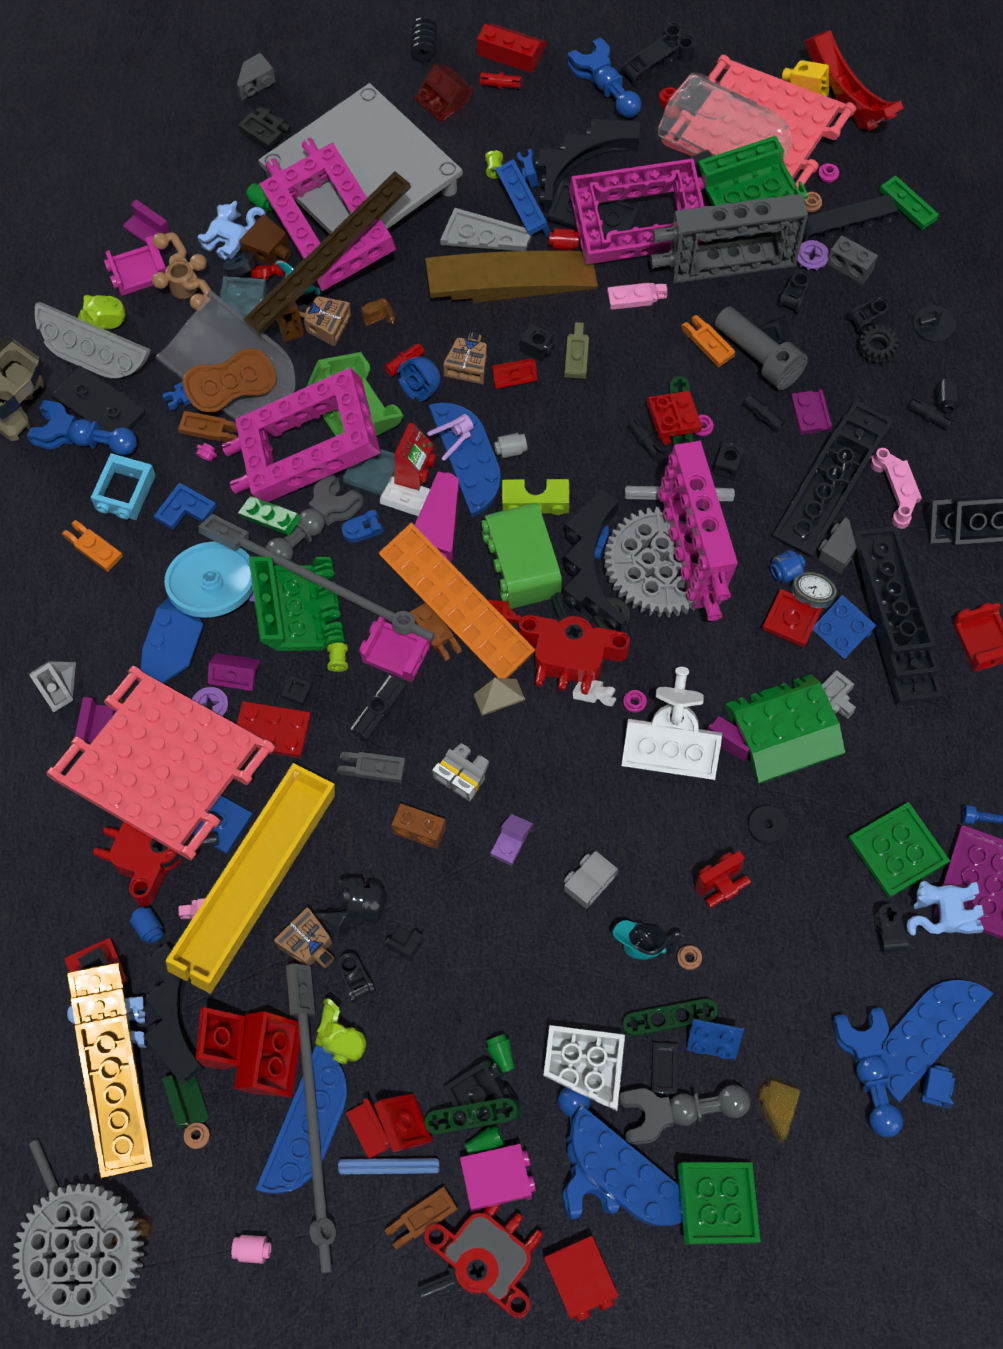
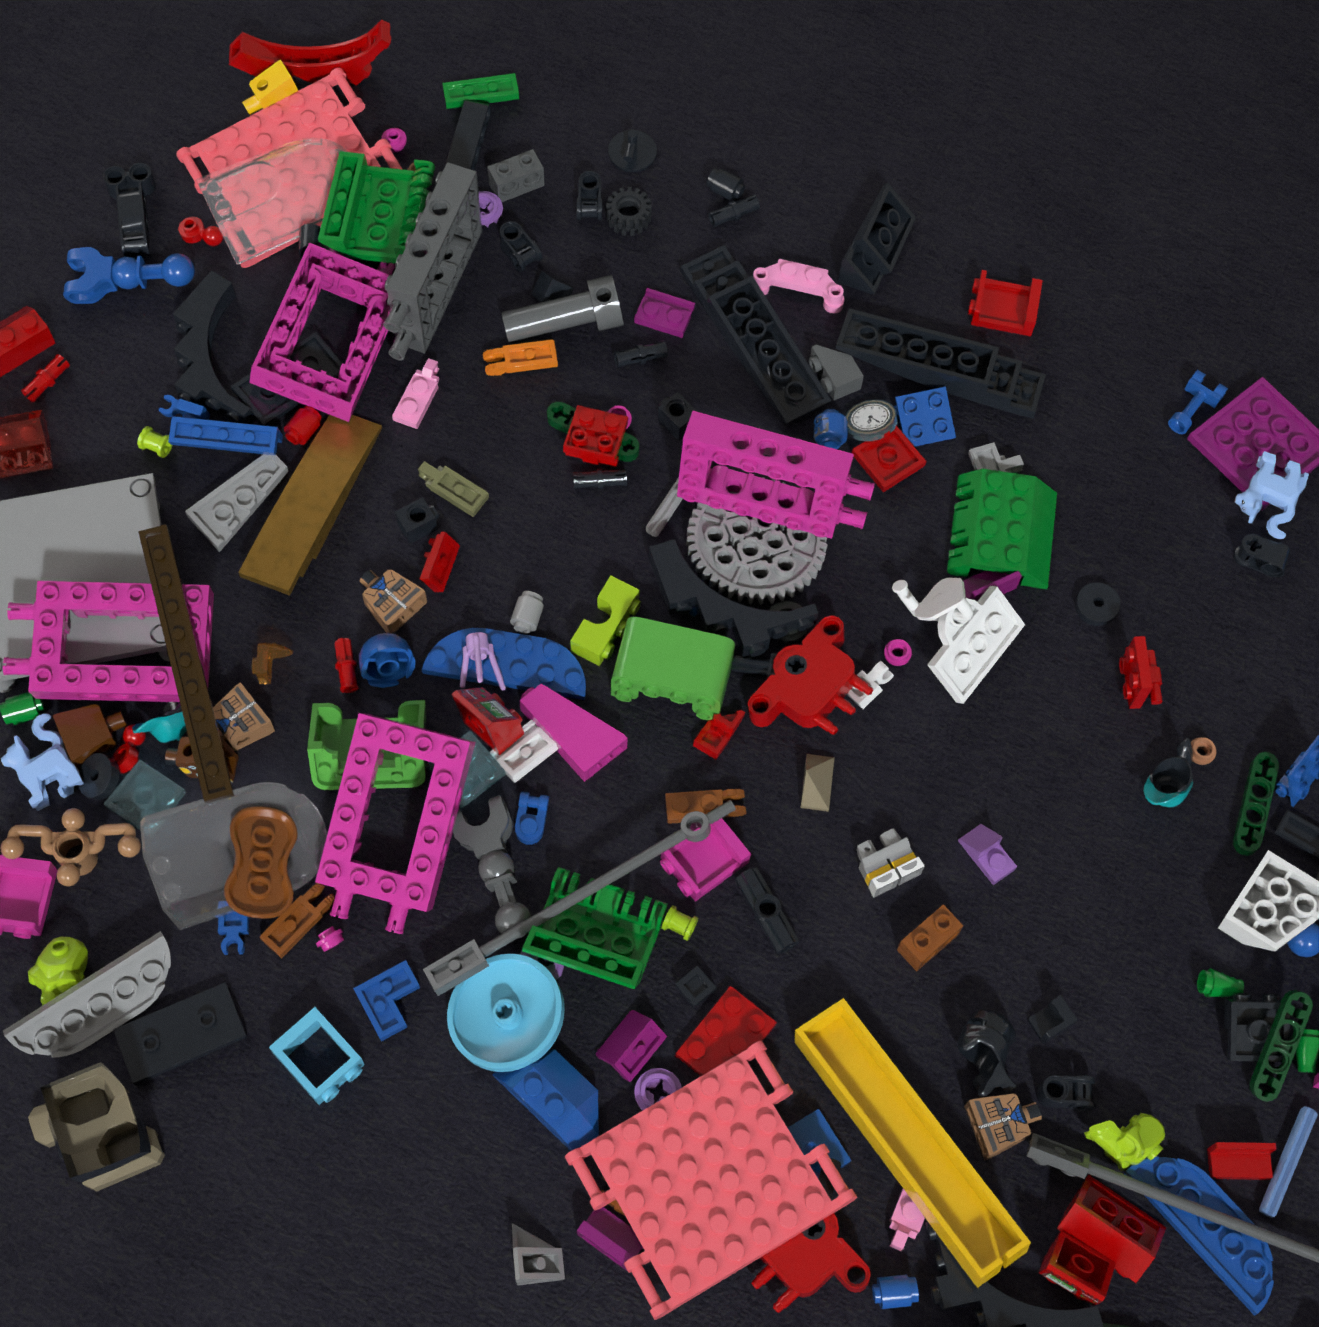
camera: 65 degrees left, 0 degrees up
(67, 430) = (211, 1070): blue piece -> none
(93, 547) = (373, 1130): orange hinge -> none
(269, 515) = (462, 907): plate -> none
(373, 766) = (832, 950): dark grey hinge -> none
(403, 1122) = (1256, 1120): red plate -> none
(457, 602) = (689, 763): orange plate -> none
(590, 879) = (1075, 799): light grey brick -> none
(898, 850) = (1185, 503): green plate -> none

